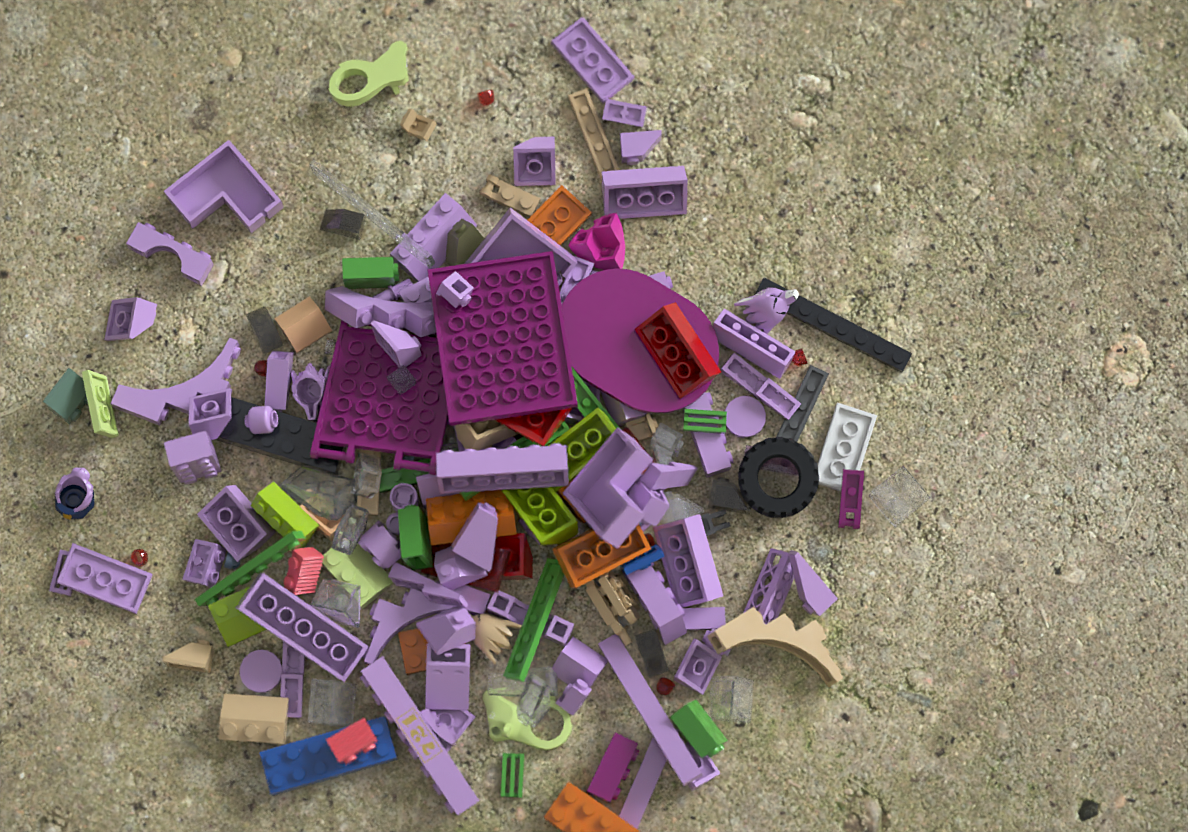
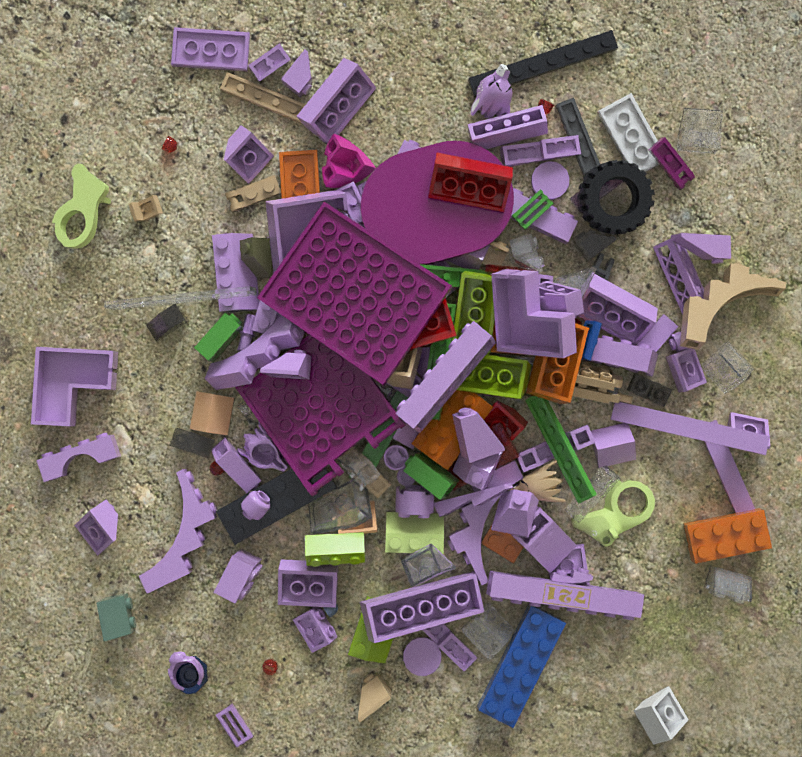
camera: 45 degrees left, 10 degrees up
(100, 404) = (137, 600): yellowish green tile -> none
(104, 578) = (263, 704): lavender tile -> none
(210, 412) = (218, 536): lavender slope -> none
(254, 718) = (451, 692): tan slope -> none
(256, 565) = (353, 599): bright green plate -> none
(303, 571) = (383, 569): coral brick -> none
(350, 529) = (385, 514): clear brick -> none
(352, 741) = (531, 645): coral brick -> none
(401, 380) = (317, 386): clear purple plate -> none
(456, 290) = (291, 293): lavender brick -> none
(513, 756) = (655, 566): bright green tile -> none
(533, 702) = (616, 501): clear slope -> none
(574, 696) = (633, 468): lavender brick -> none
(613, 768) = (702, 486): magenta brick -> none
(665, 686) = (679, 402): clear red hinge -> none
(668, 476) = (549, 273): lavender slope -> none
(699, 729) = (732, 408): bright green brick -> none

